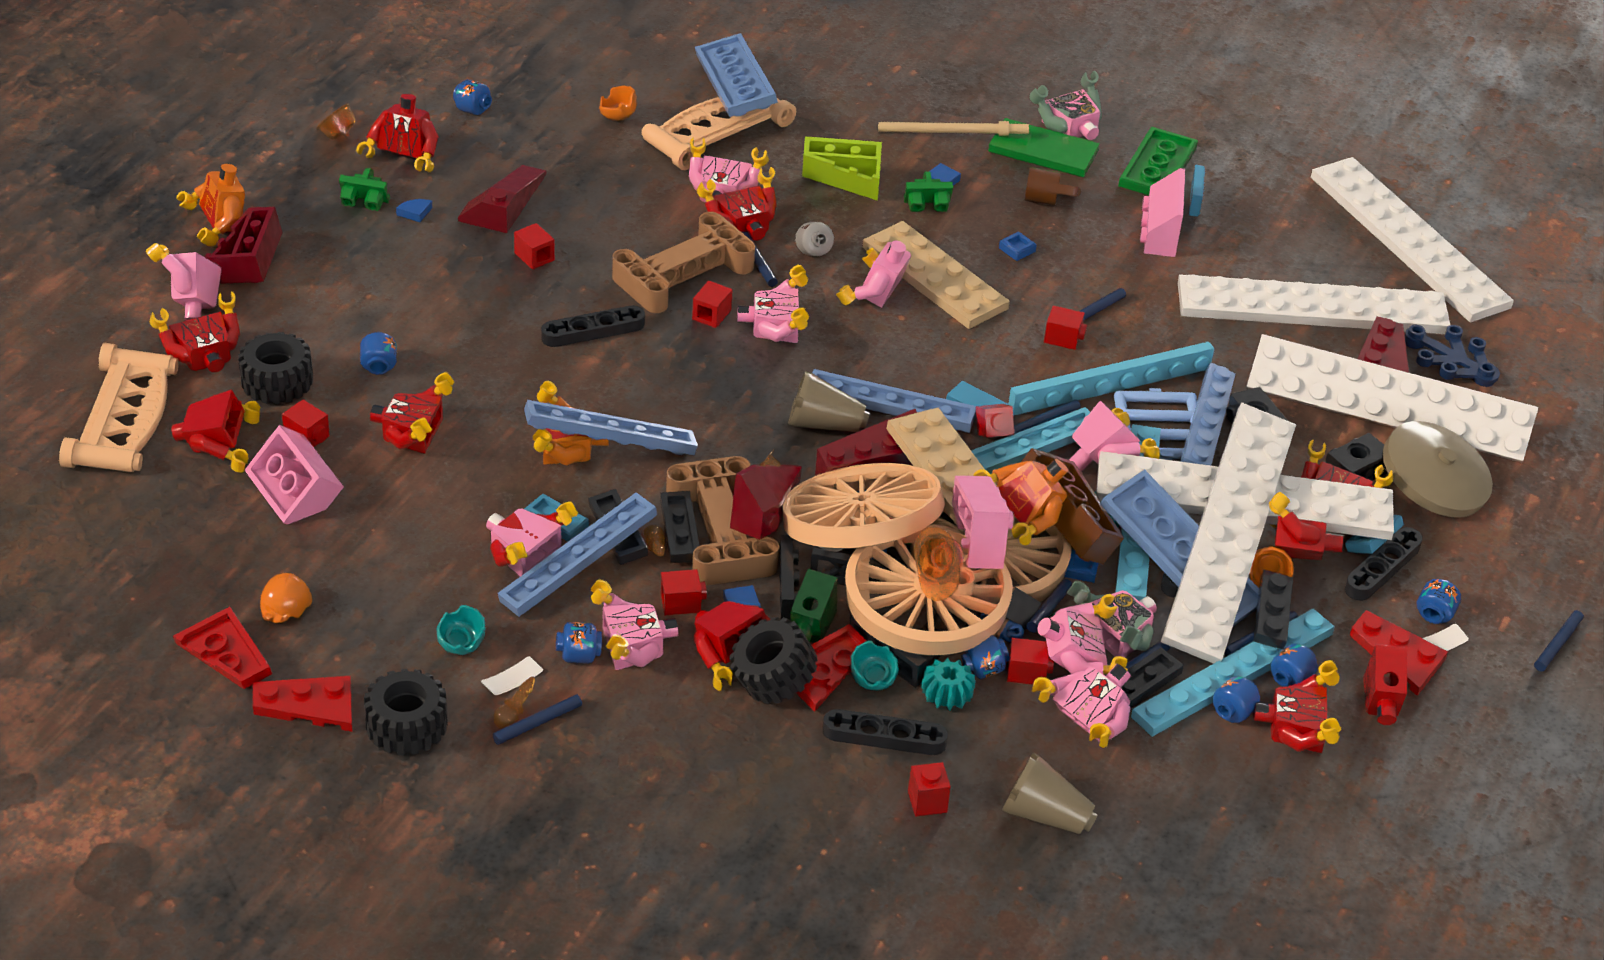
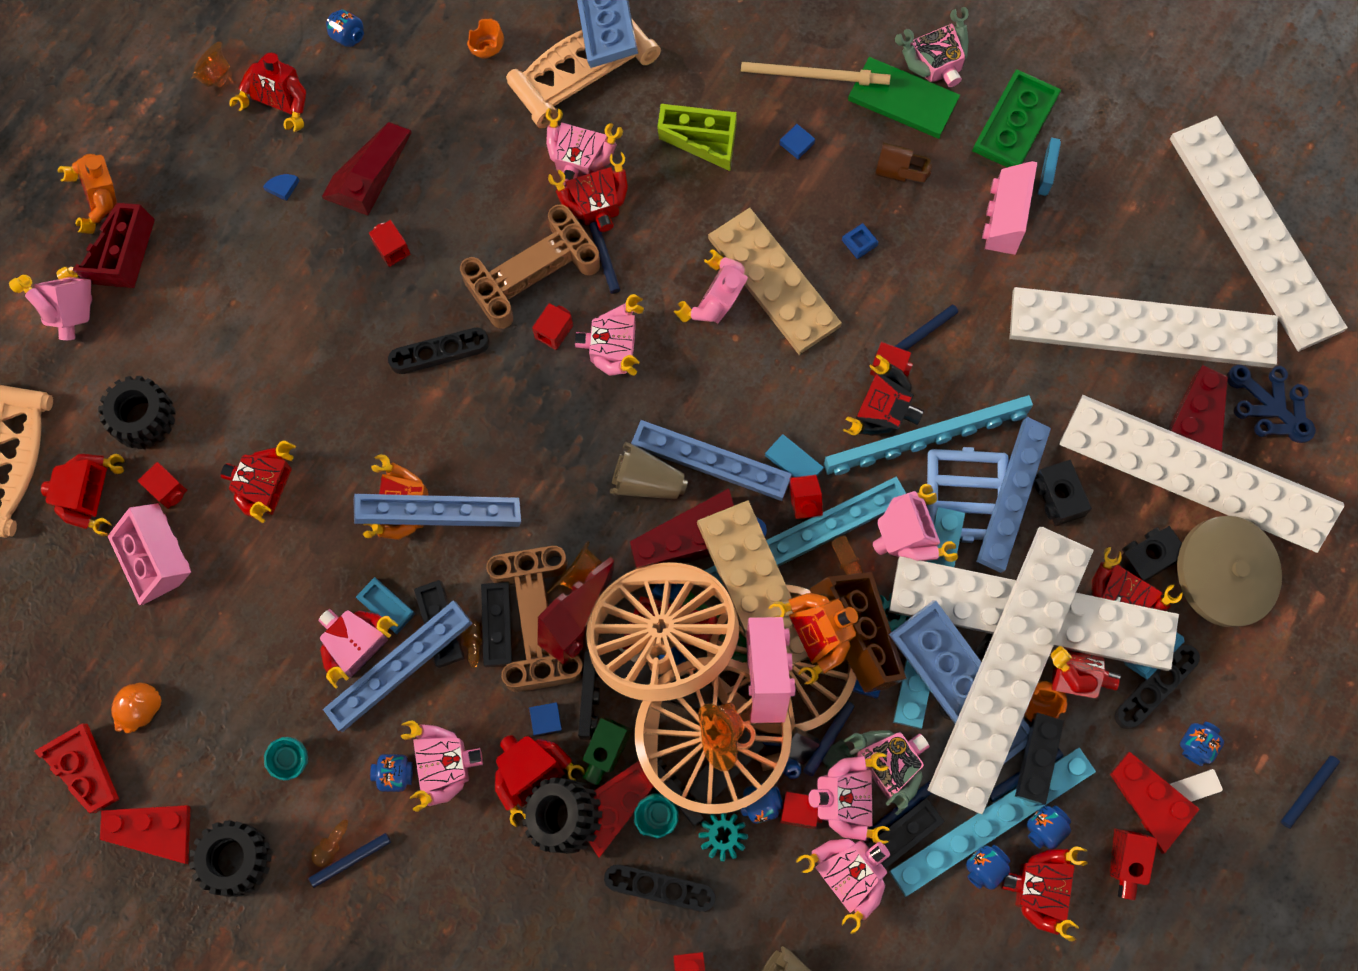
camera: 10 degrees right, 30 degrees up
(202, 340) = (73, 371): red torso -> none
(365, 187) = (243, 168): green hips -> none
(378, 353) = (233, 391): blue head -> none
(513, 676) = (331, 804): white sticker -> none
(682, 592) = (490, 711): red brick -> none
(814, 239) = (659, 239): light grey head -> none
(928, 191) = (790, 170): green hips -> none
(1047, 416) = (856, 483): dark blue bar -> none
(1065, 346) = (885, 402): none -> torso

